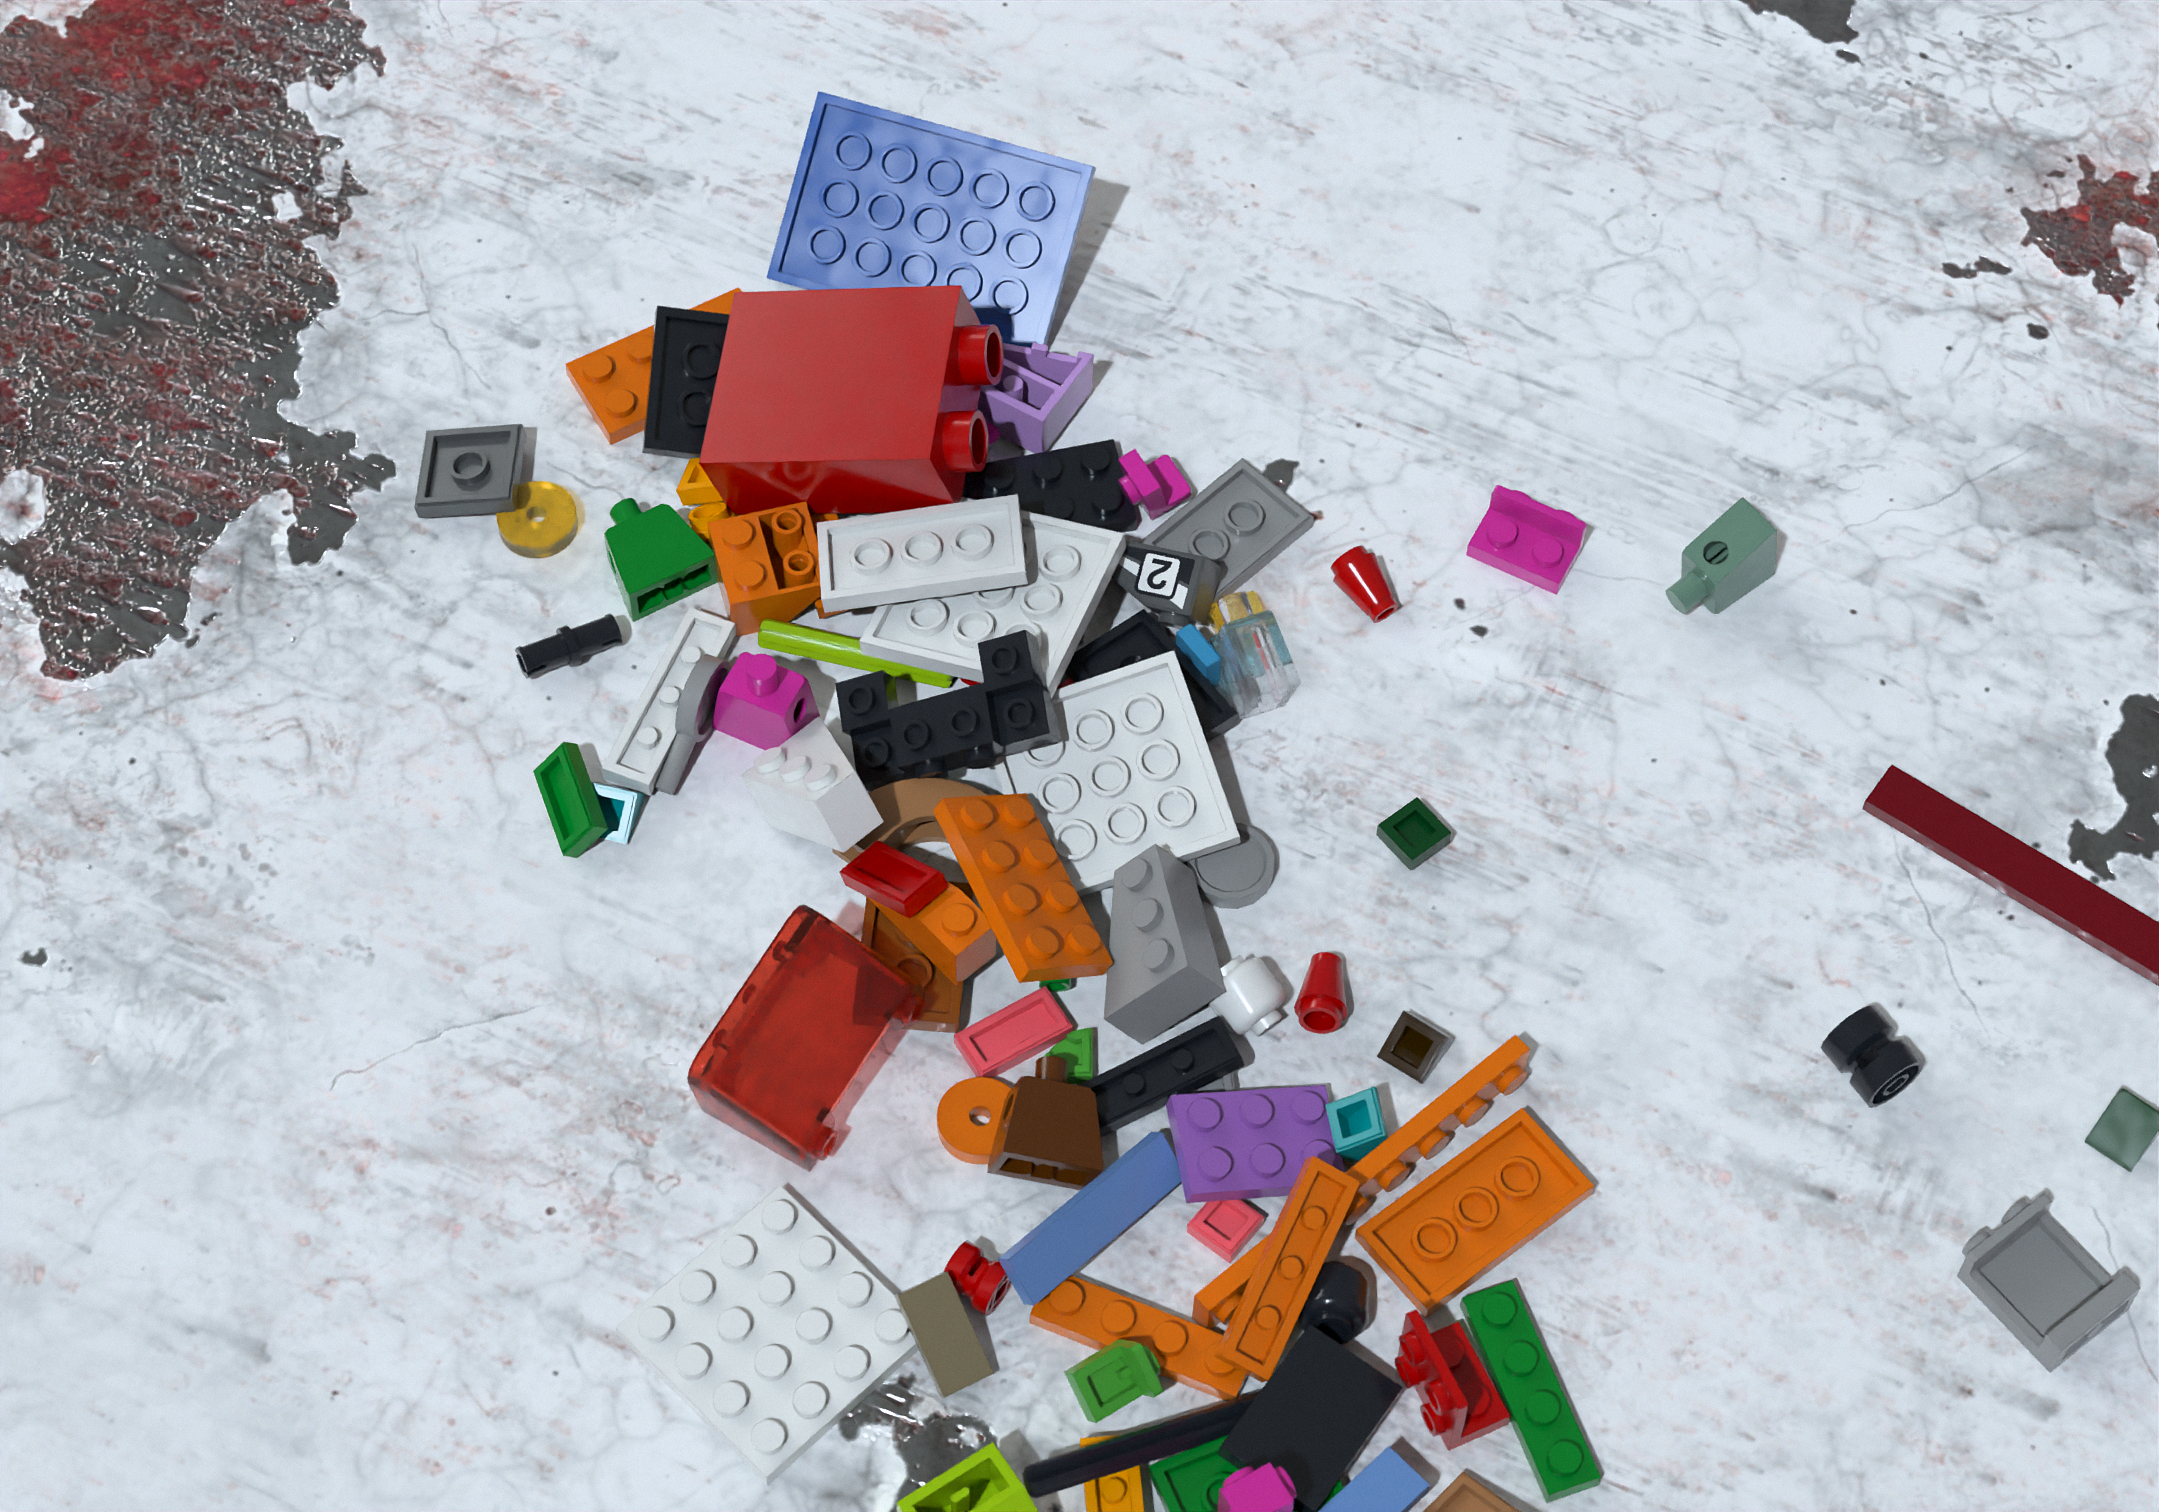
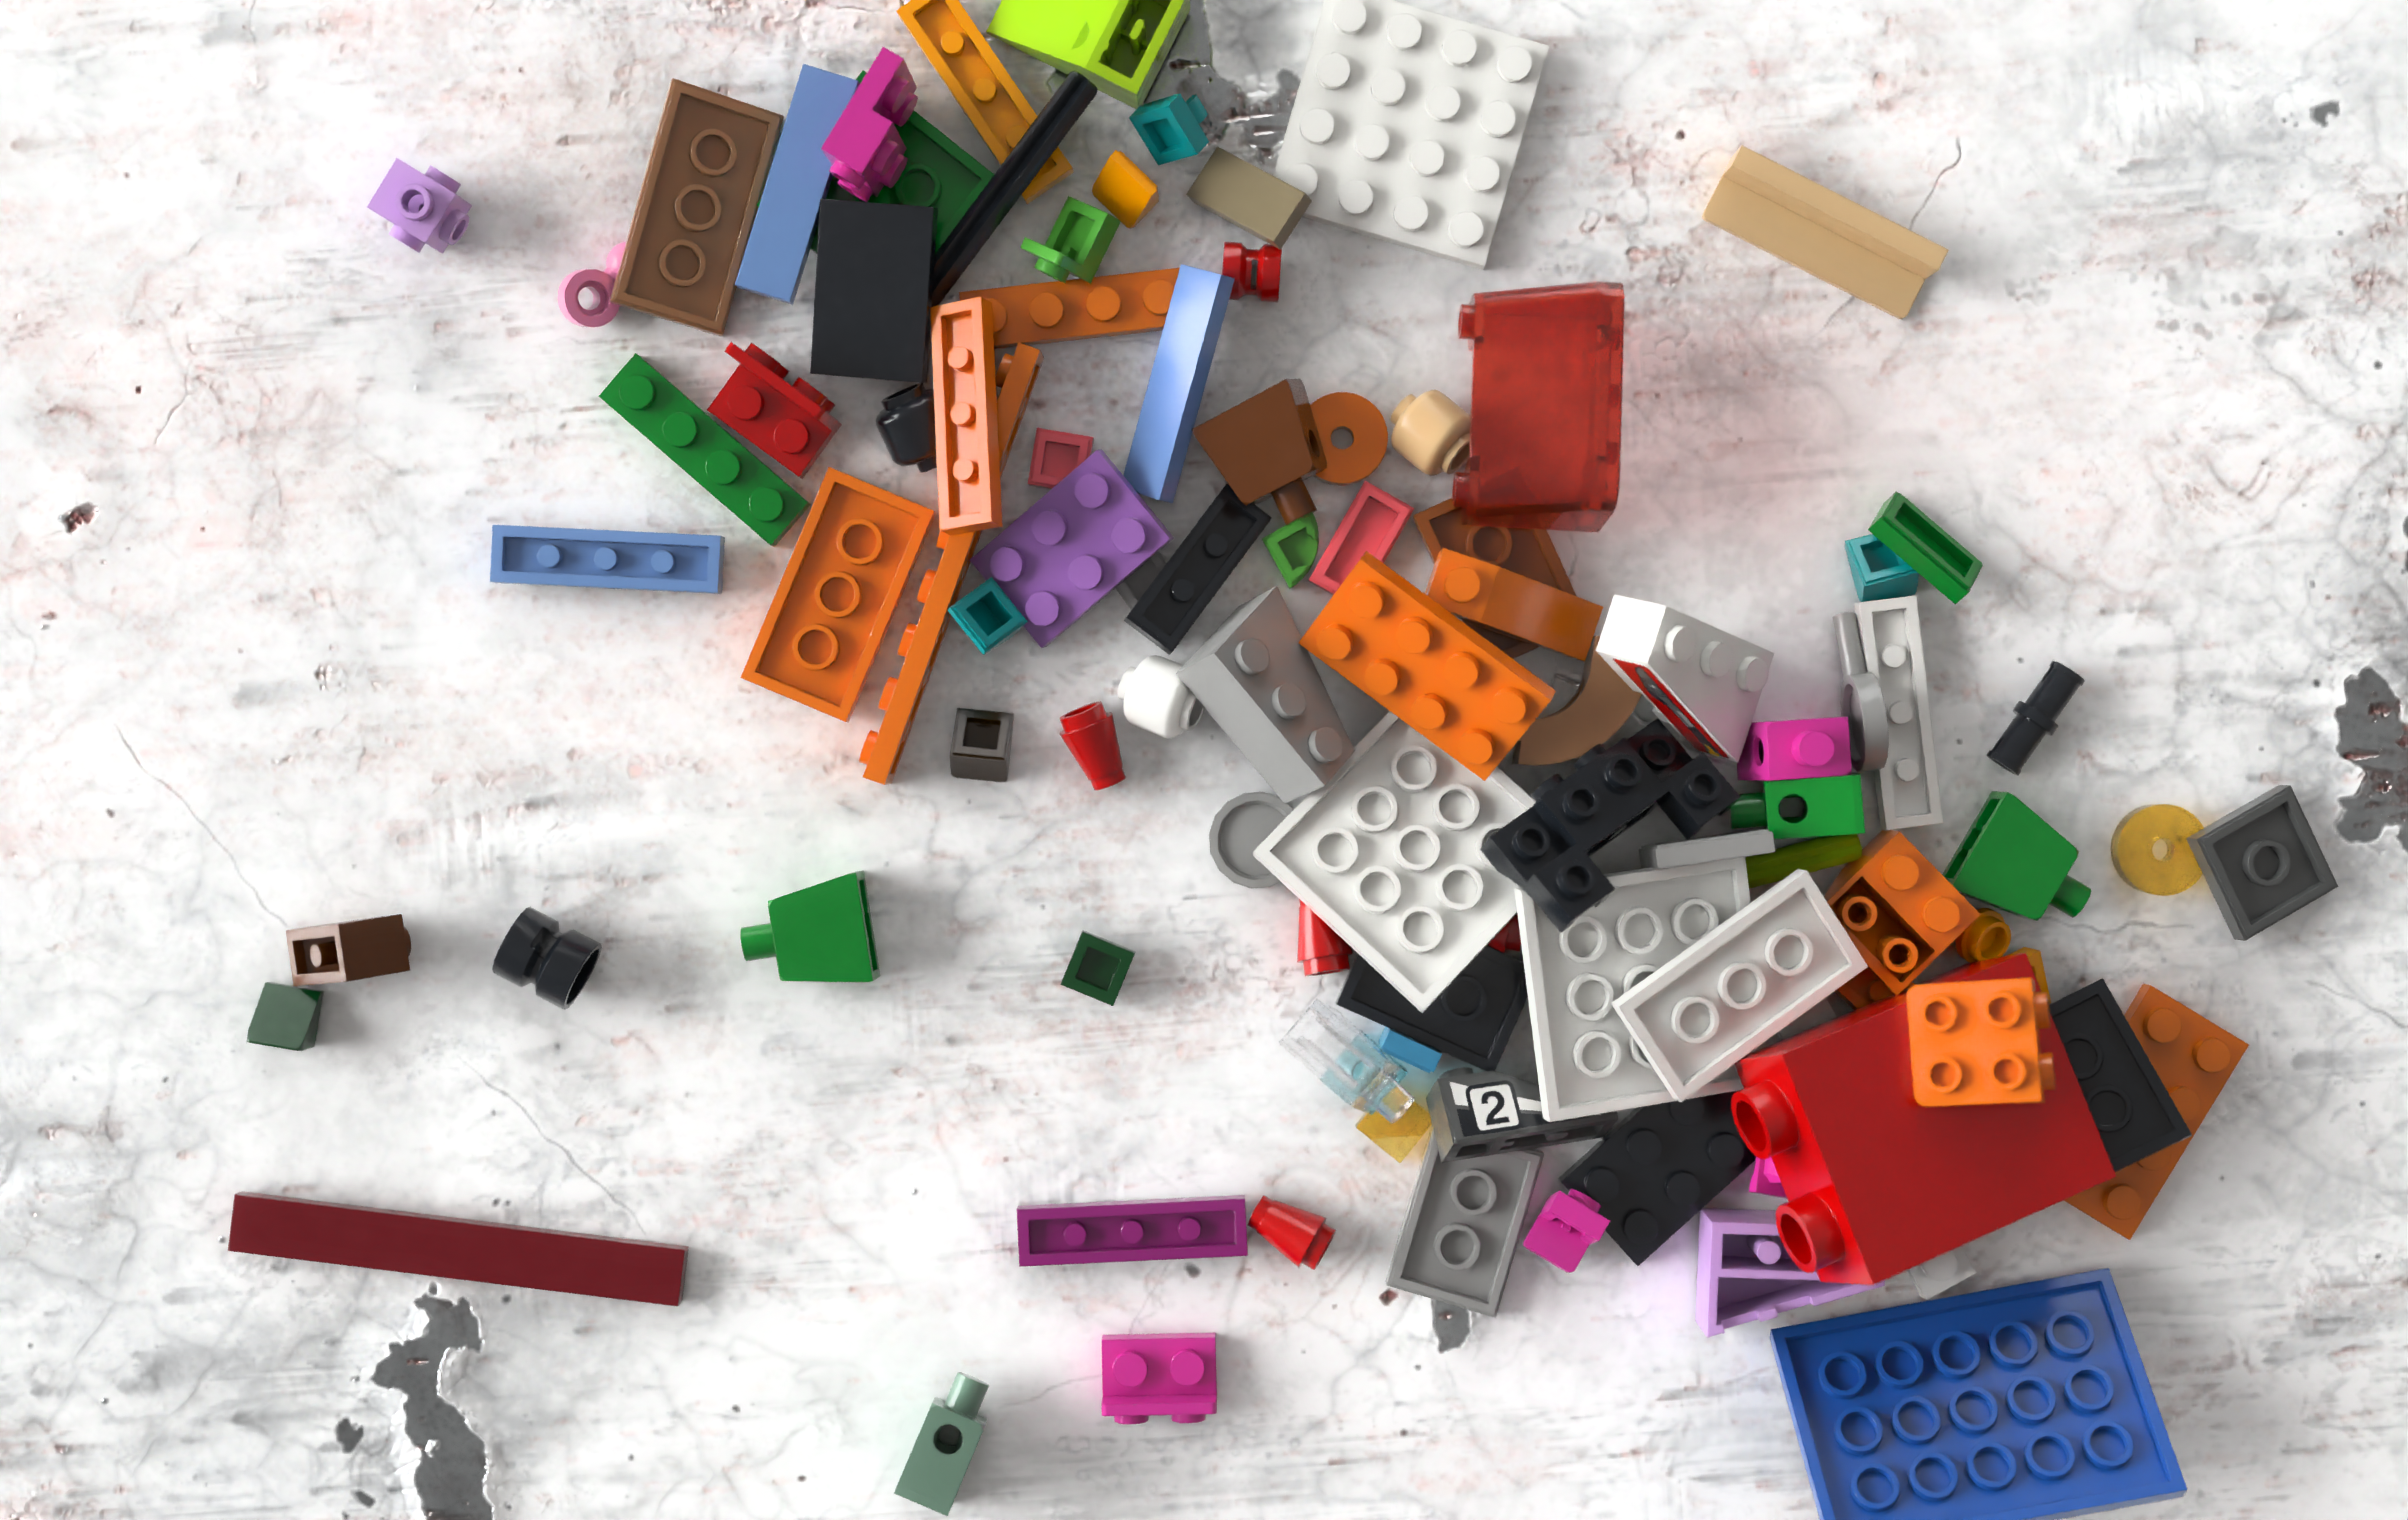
camera: 150 degrees right, 30 degrees up
(493, 1070) = (1822, 232): none -> tan panel
(779, 402) = (1979, 1043): none -> orange bracket
(792, 648) = (1830, 807): none -> green torso
(865, 651) = (1707, 849): none -> light grey tile
(893, 879) = (1553, 606): red tile -> none
(904, 1077) = (1431, 432): none -> tan head
(973, 1420) = (1171, 127): none -> teal tile
(1042, 1404) = (1125, 190): none -> light orange slope
(1229, 757) = (1319, 946): none -> red cone
(1492, 643) = (1132, 1230): none -> magenta plate
(1630, 967) = (818, 933): none -> green torso
(1662, 1341) = (607, 559): none -> medium blue plate
(2043, 1283) = (288, 811): light grey panel -> none
(2045, 1148) = (348, 950): none -> reddish brown slope

